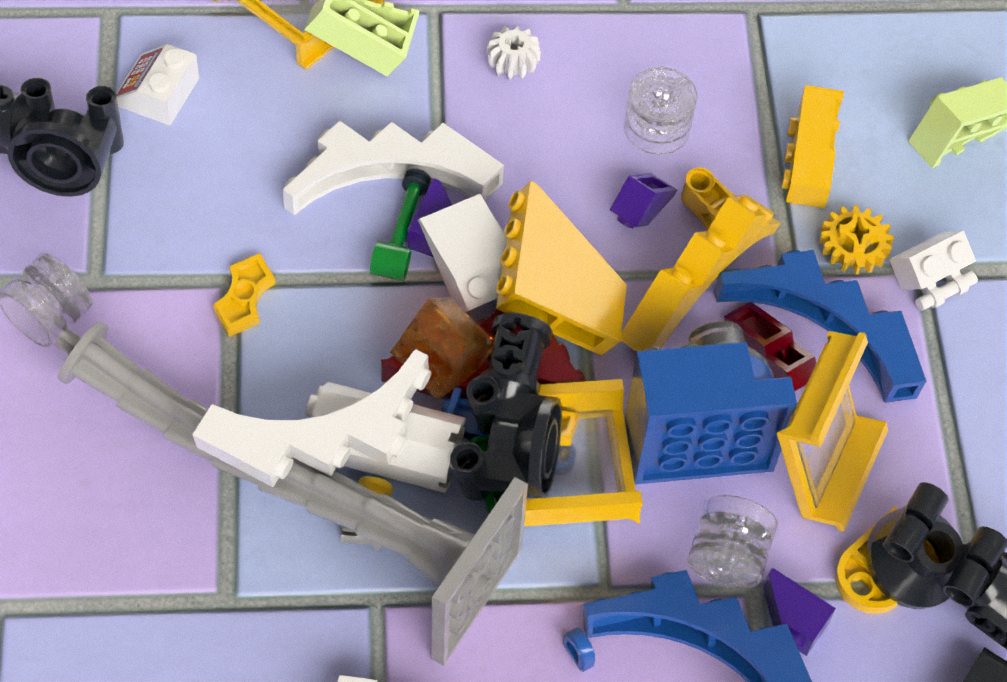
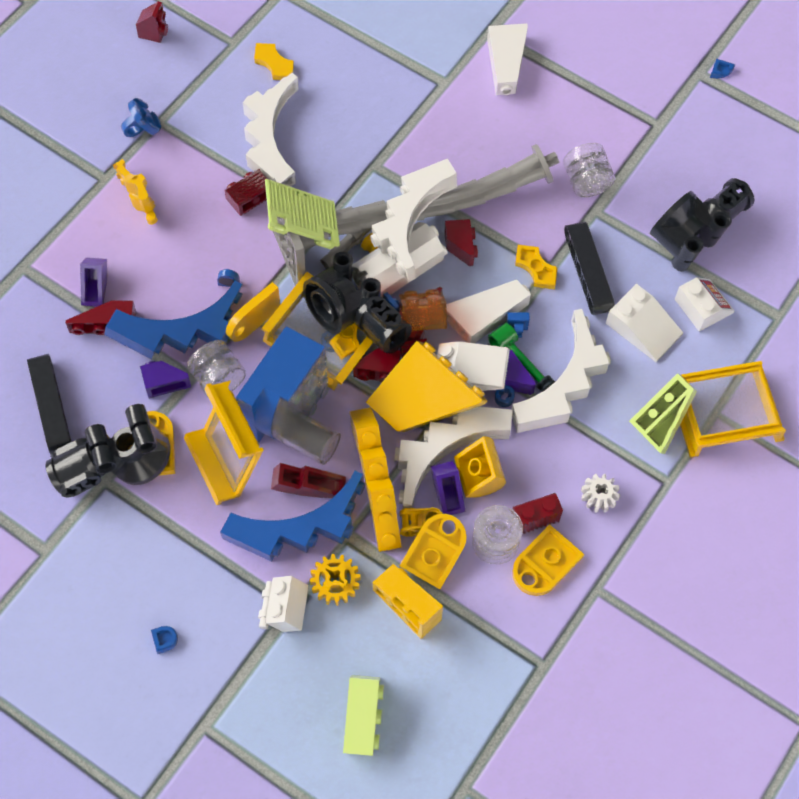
camera: 130 degrees right, 5 degrees up
(201, 230) = (589, 268): none -> black beam
(239, 133) = (644, 323): none -> white slope
(278, 393) = (459, 240): none -> dark red slope
(355, 257) = (518, 321): none -> blue tile
(360, 299) = (485, 311): none -> white slope
(455, 532) = (302, 213): none -> yellowish green window
(592, 174) = (480, 468): none -> yellow brick
(595, 93) = (539, 512): none -> dark red brick
(613, 556) = (253, 313): none -> yellow tile
(626, 55) = (547, 561): none -> yellow tile
(632, 248) = (443, 439): none -> white arch
(732, 158) = (434, 551): none -> yellow tile

